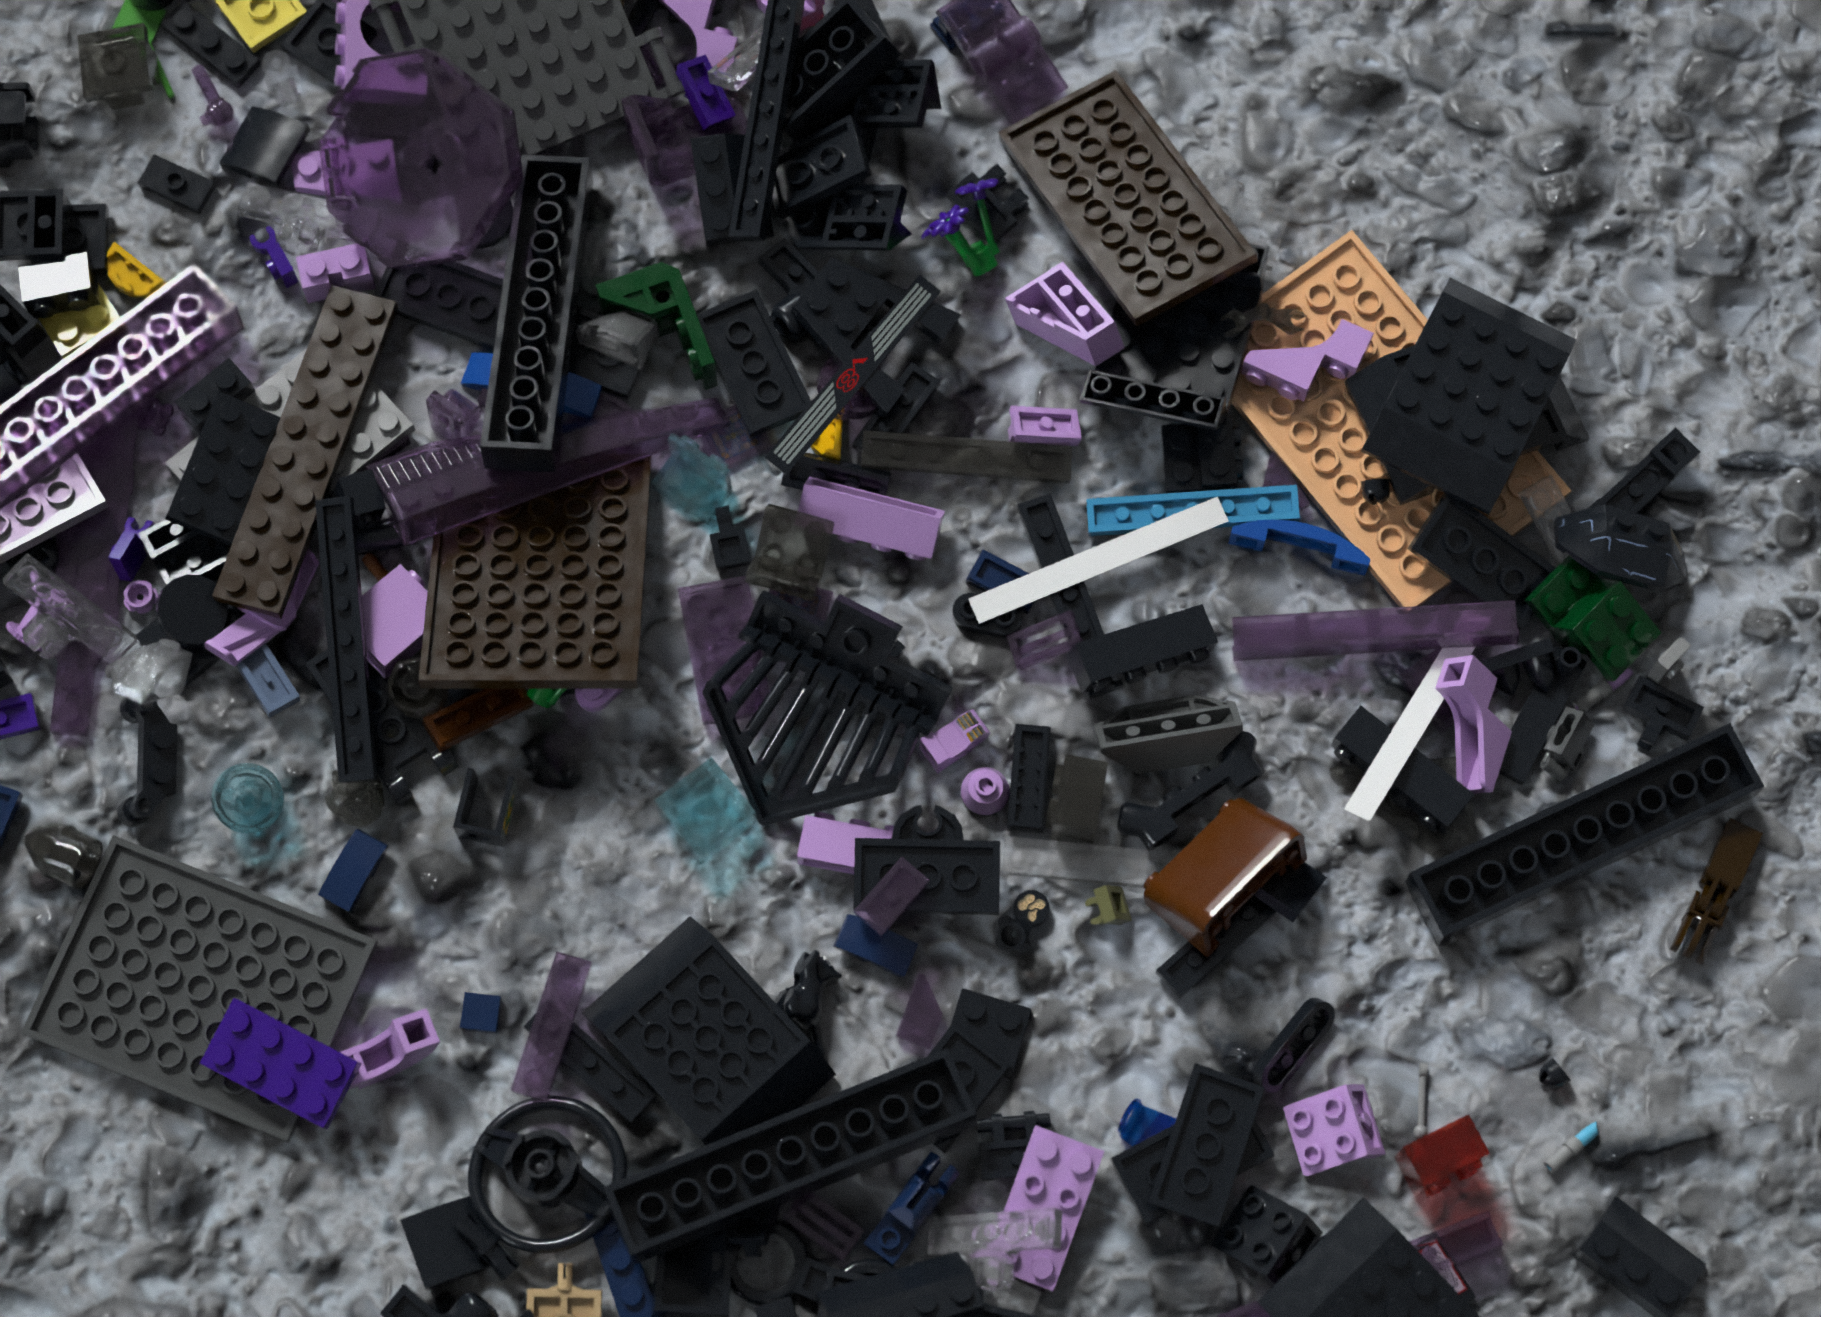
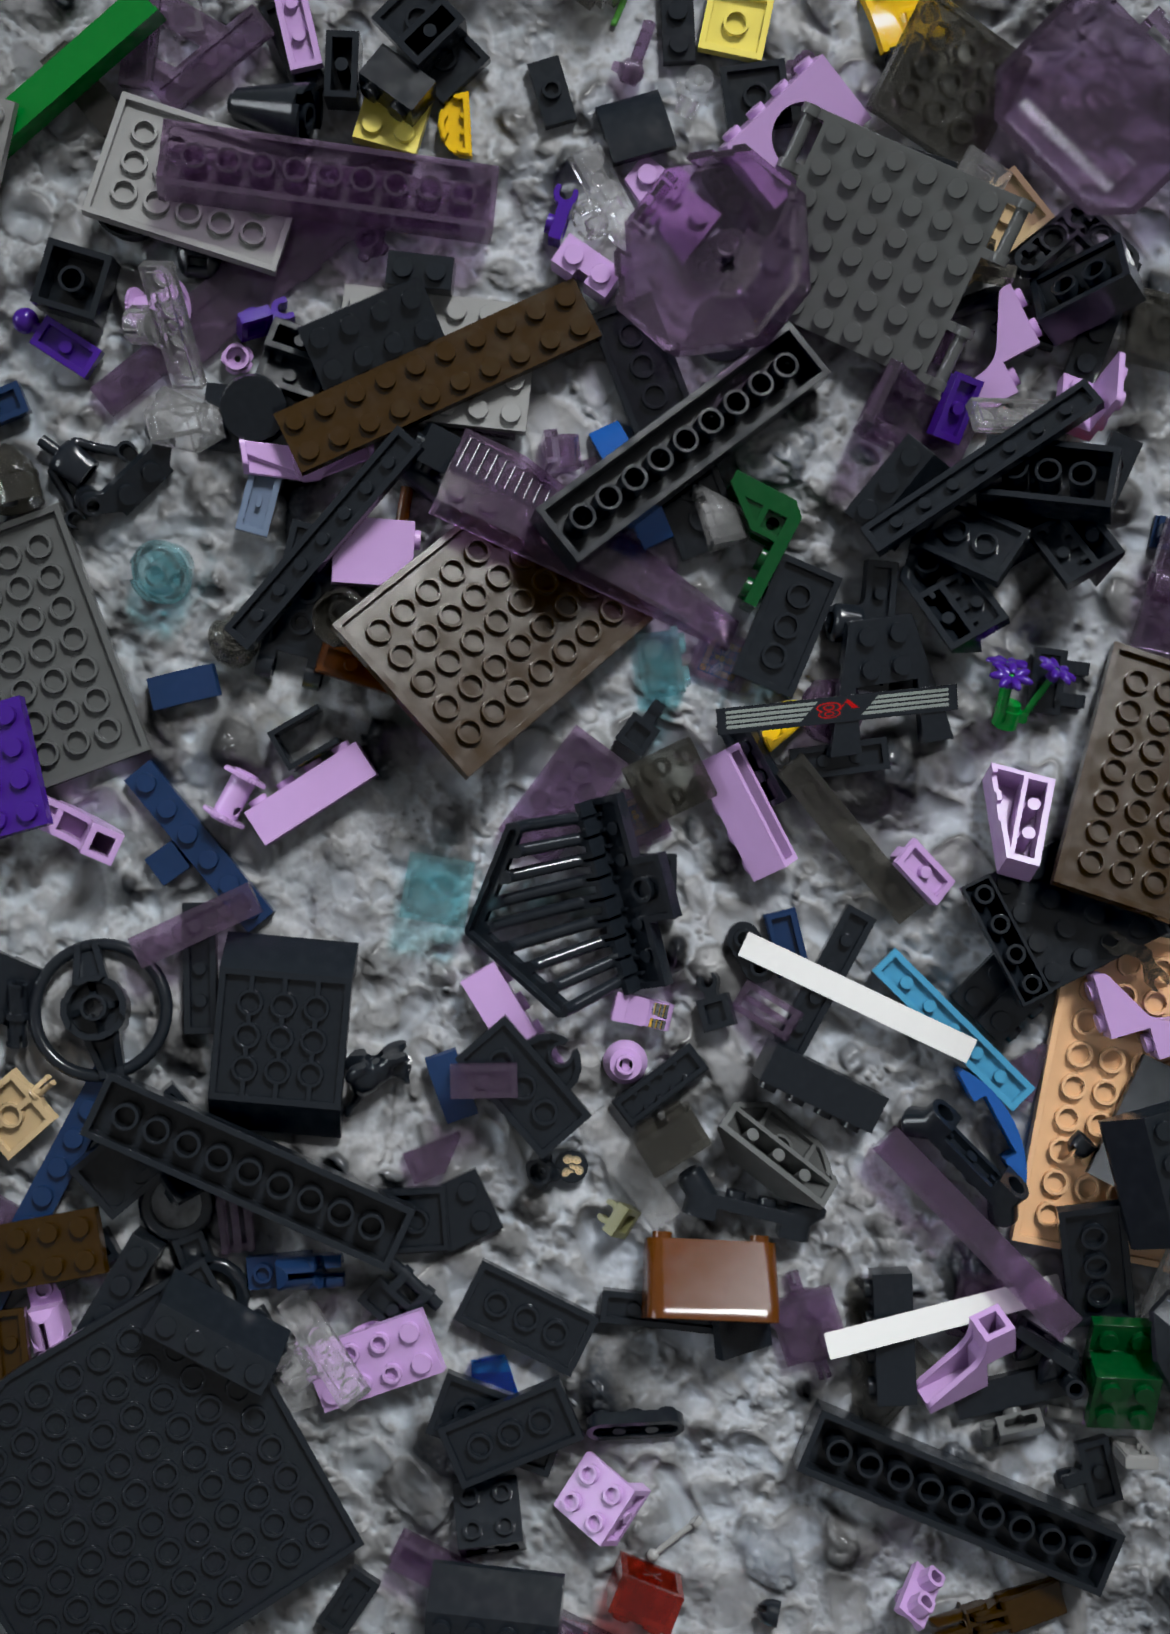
camera: 45 degrees right, 15 degrees up
(99, 796) = (76, 466): none -> black piece
(474, 974) = (192, 836): none -> dark blue plate
(478, 905) = (234, 797): none -> lavender hose
(534, 843) = (311, 793): none -> lavender brick
(1006, 679) = (716, 1009): none -> black plate
(1123, 1054) = (526, 1317): none -> black plate
(1335, 836) = (804, 1320): none -> clear purple plate
(1357, 579) = (1001, 1189): none -> black plate
(1640, 935) = (918, 1594): none -> lavender hips

